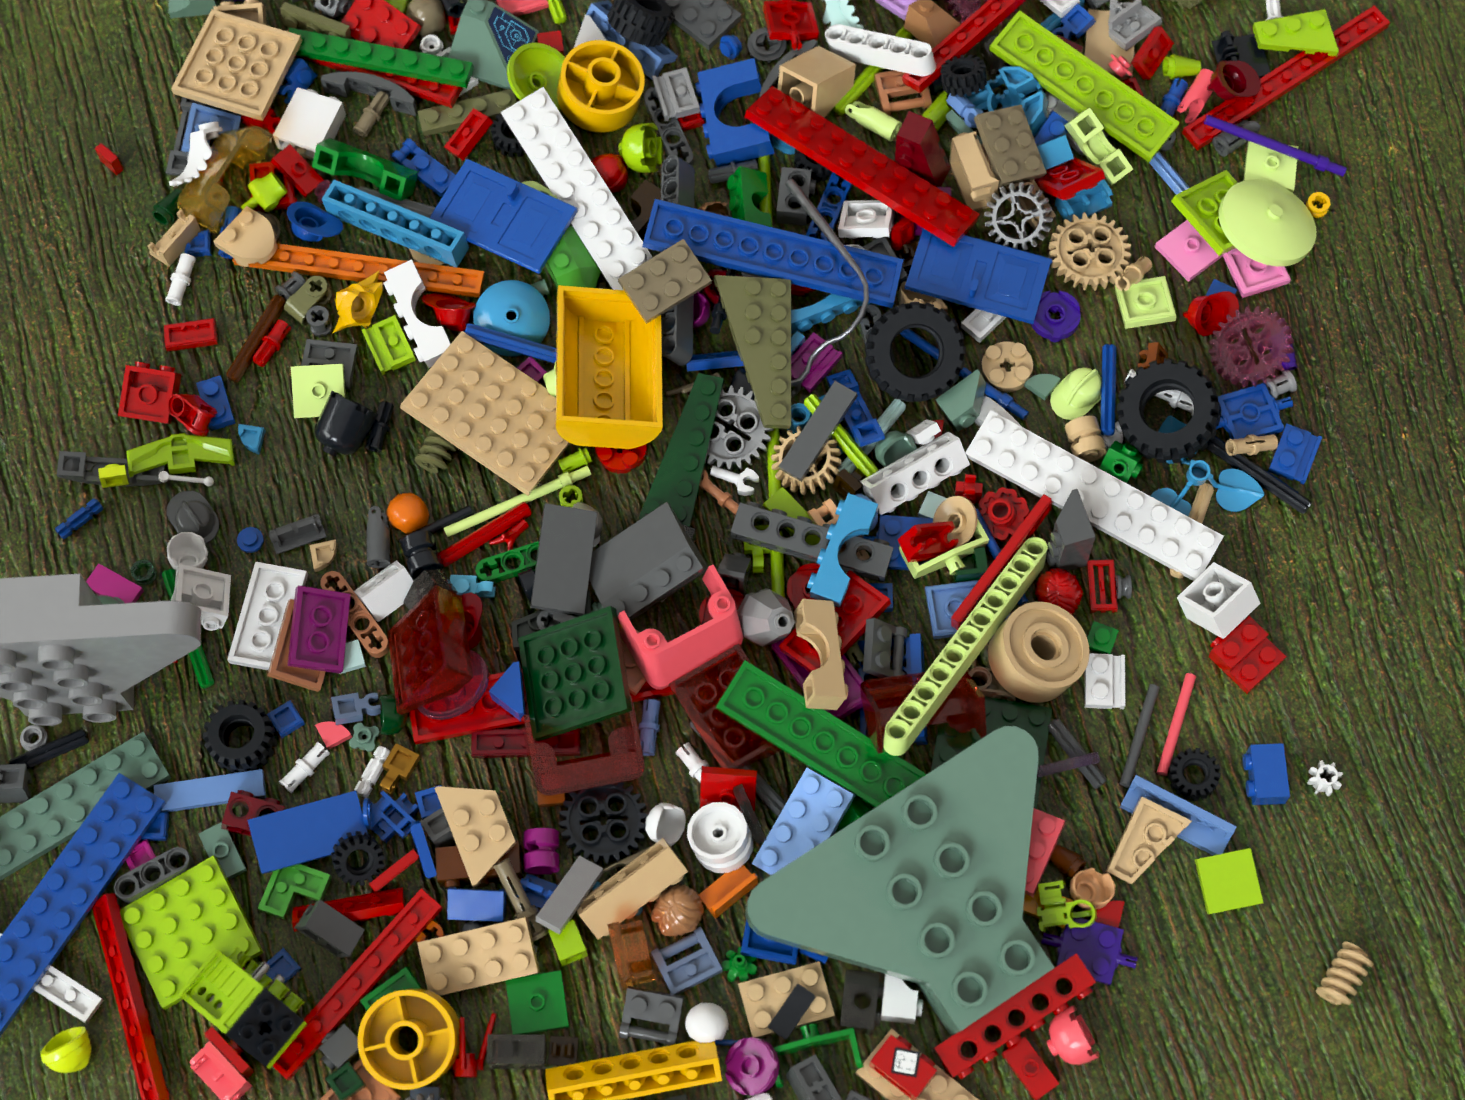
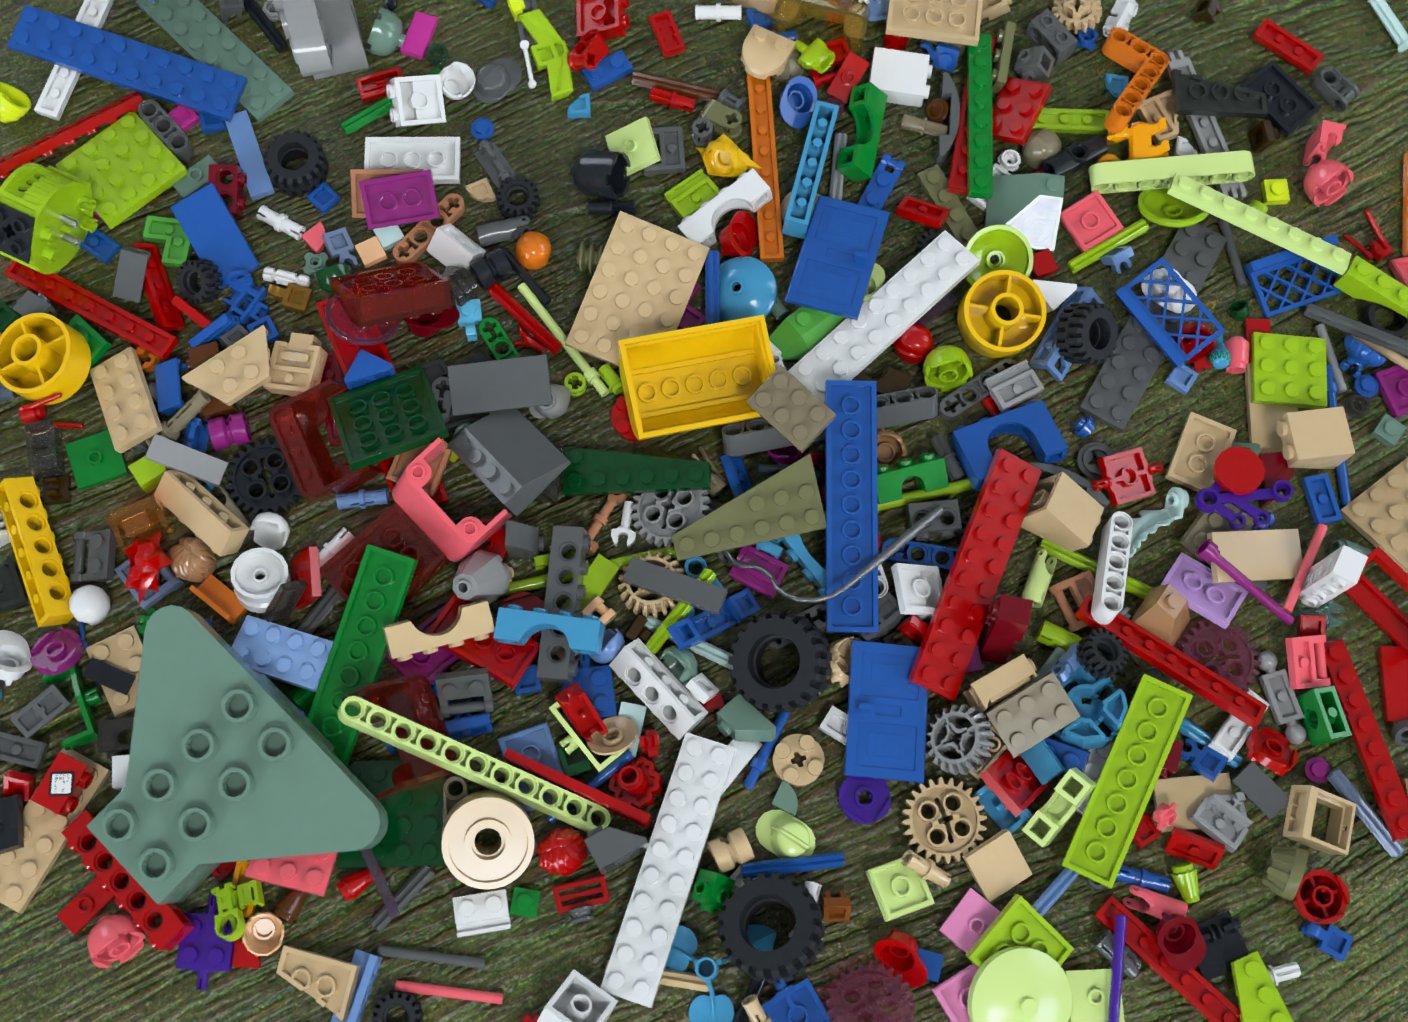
camera: 70 degrees right, 5 degrees up
(337, 504) = (518, 186): none -> black tyre
(357, 97) = (938, 110): none -> reddish brown plate
(364, 678) = (371, 252): none -> light nougat tile
(485, 767) = (296, 365): none -> tan piece
(680, 952) = (144, 565): none -> red hair
(1056, 796) = (354, 884): none -> red cone
(1139, 215) = (997, 865): none -> tan tile

